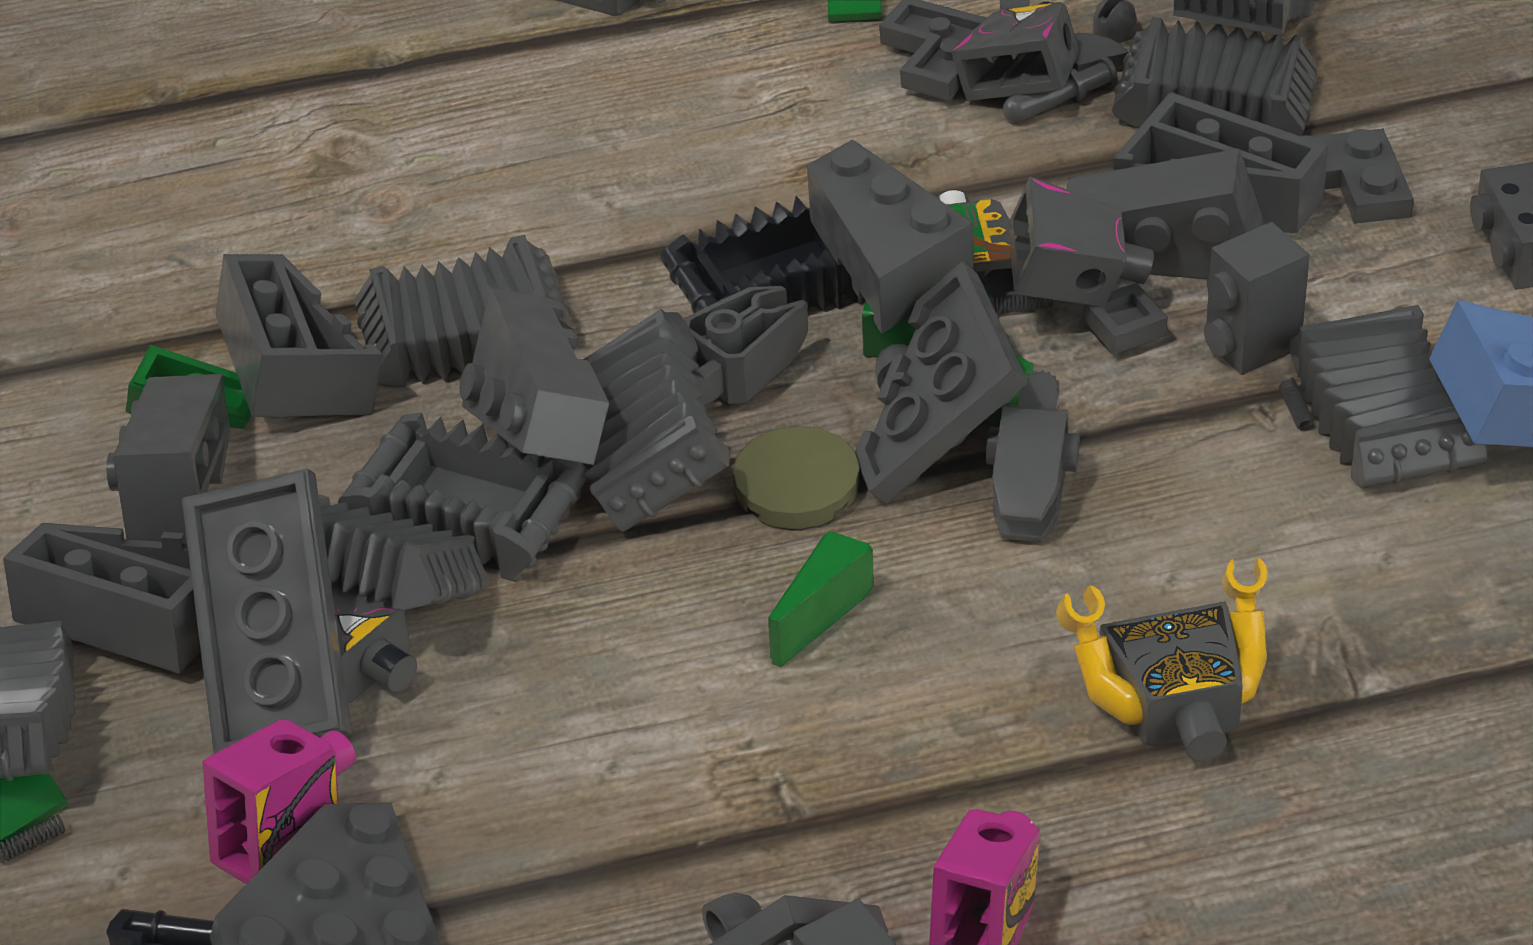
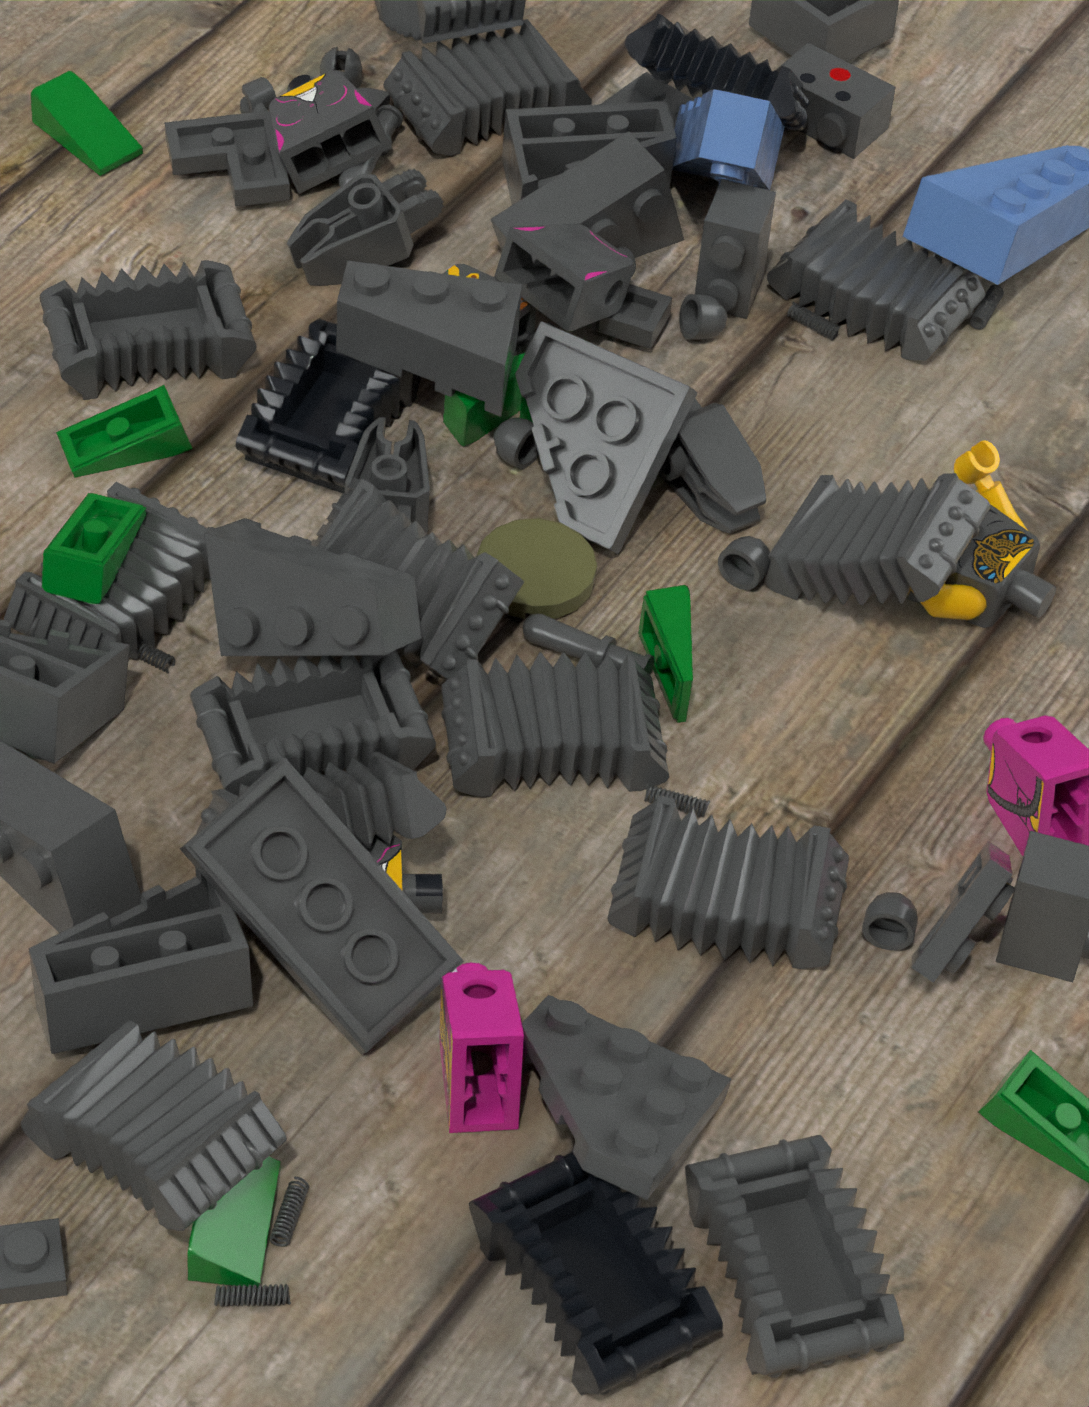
camera: 50 degrees left, 5 degrees up
(438, 384) = (148, 648): none -> dark grey leg
(440, 268) = (91, 548): none -> green slope
(612, 217) = (125, 435): none -> green slope
(632, 812) = (730, 886): none -> dark grey piece
(653, 599) = (553, 723): none -> dark grey piece
(693, 719) = (680, 798): none -> dark grey leg
(707, 140) = (147, 326): none -> dark grey piece
(764, 569) = (561, 637): none -> dark grey piece
(964, 140) = (363, 224): none -> dark grey hinge
(976, 563) = (744, 562): none -> dark grey hinge
(1074, 593) = (876, 540): none -> dark grey piece
(1189, 350) = (701, 317): none -> dark grey hinge
(1334, 203) = (728, 138): none -> medium blue wedge
(1402, 143) = (705, 65): none -> black piece
(1490, 477) = (990, 307): none -> dark grey leg

